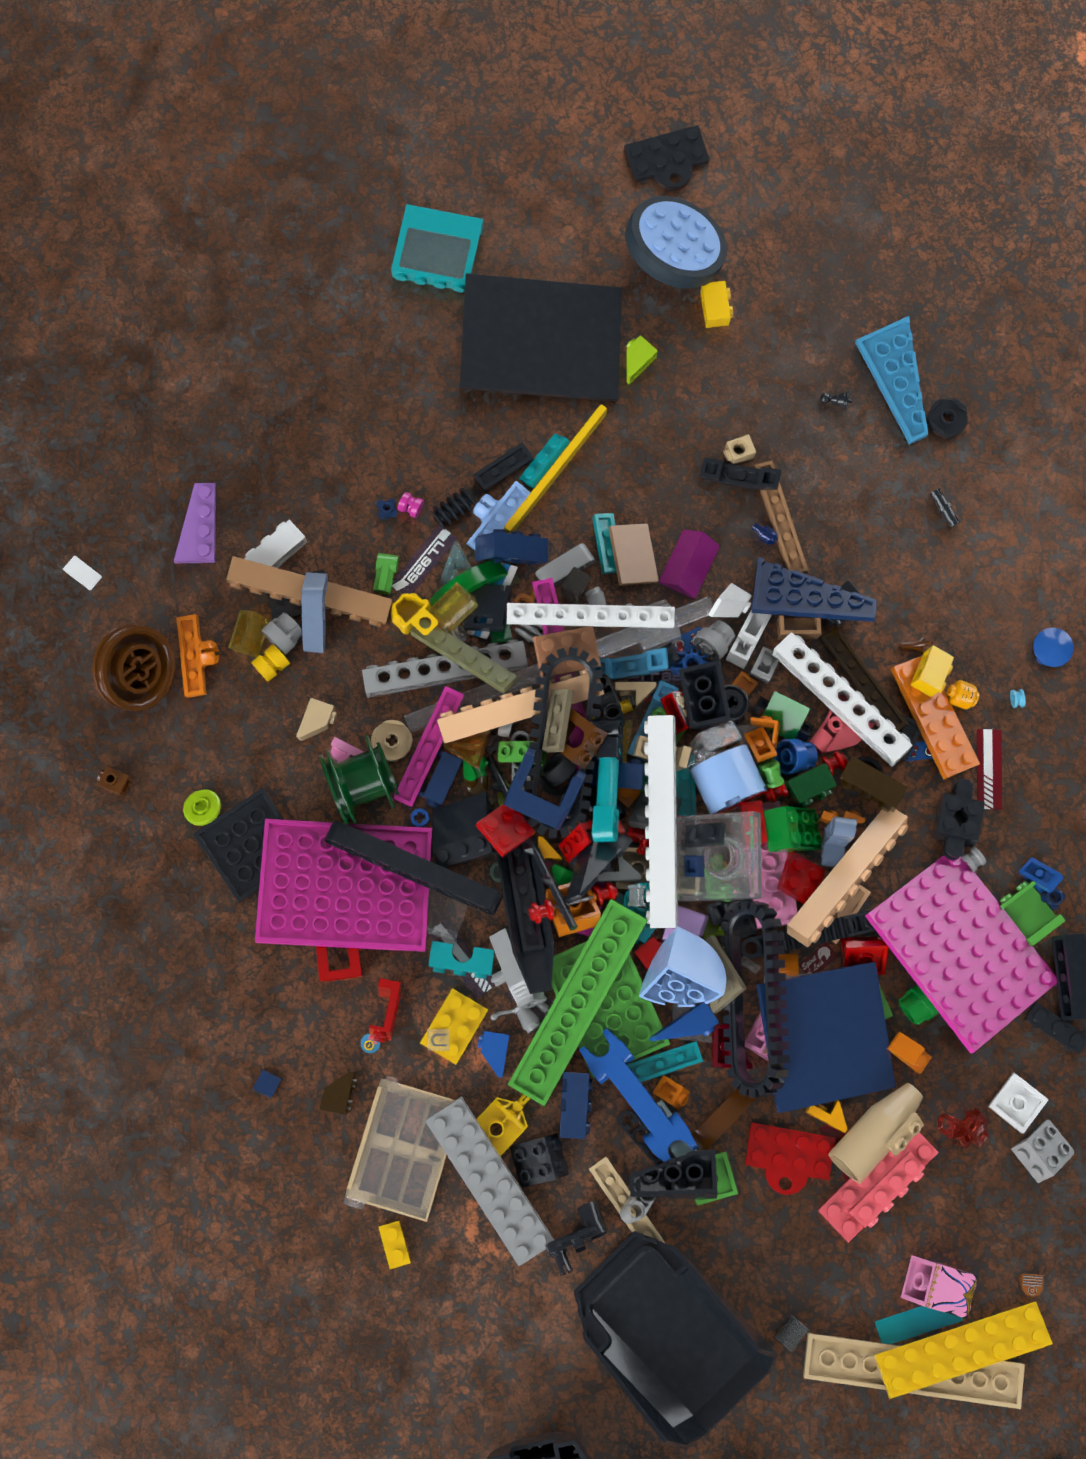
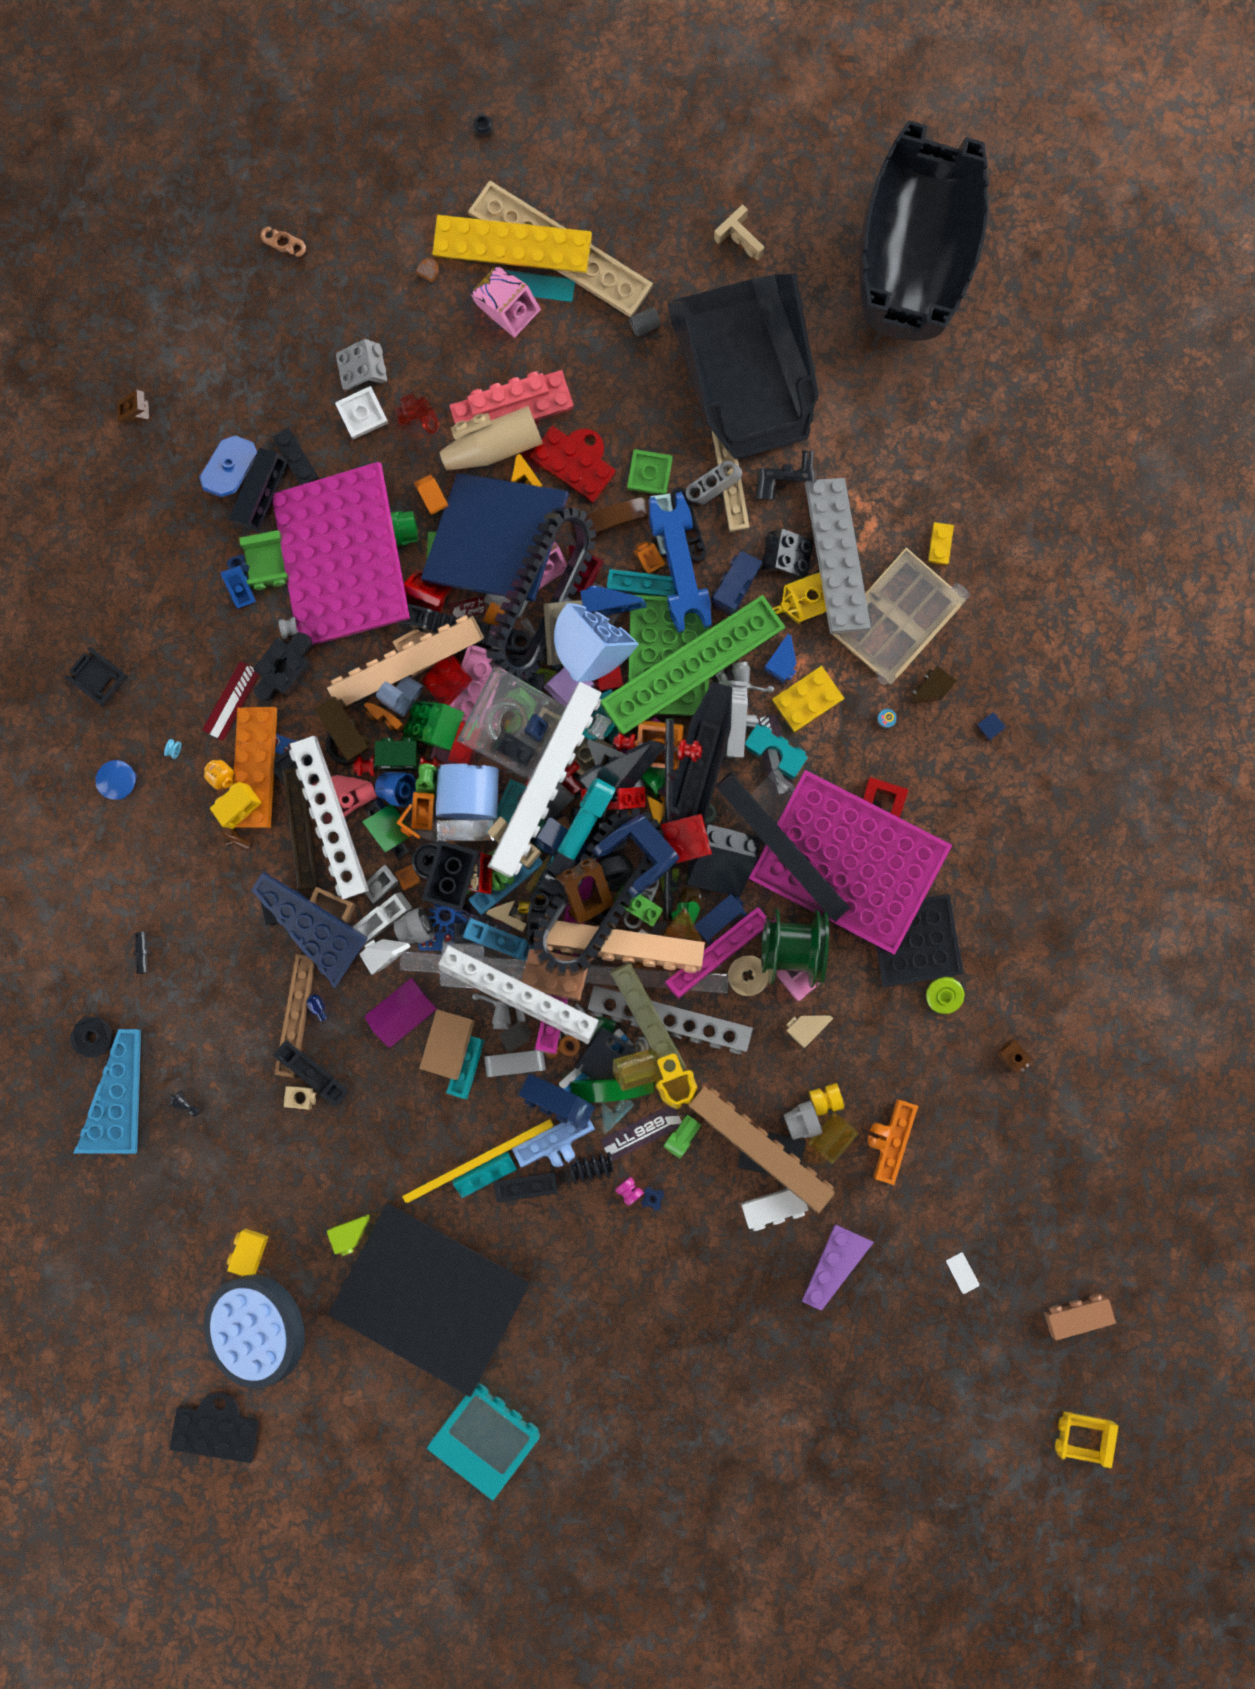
camera: 150 degrees left, 5 degrees up
(133, 667) = (961, 1150): reddish brown wheel -> none
(313, 612) = (766, 1126): sand blue beam -> none
(391, 990) = (846, 749): red panel -> none
(415, 814) = (752, 888): blue bush -> none
(438, 1039) = (827, 691): clear tile -> none
(557, 720) = (594, 910): dark tan plate -> none
(678, 1178) = (677, 480): black wedge -> none

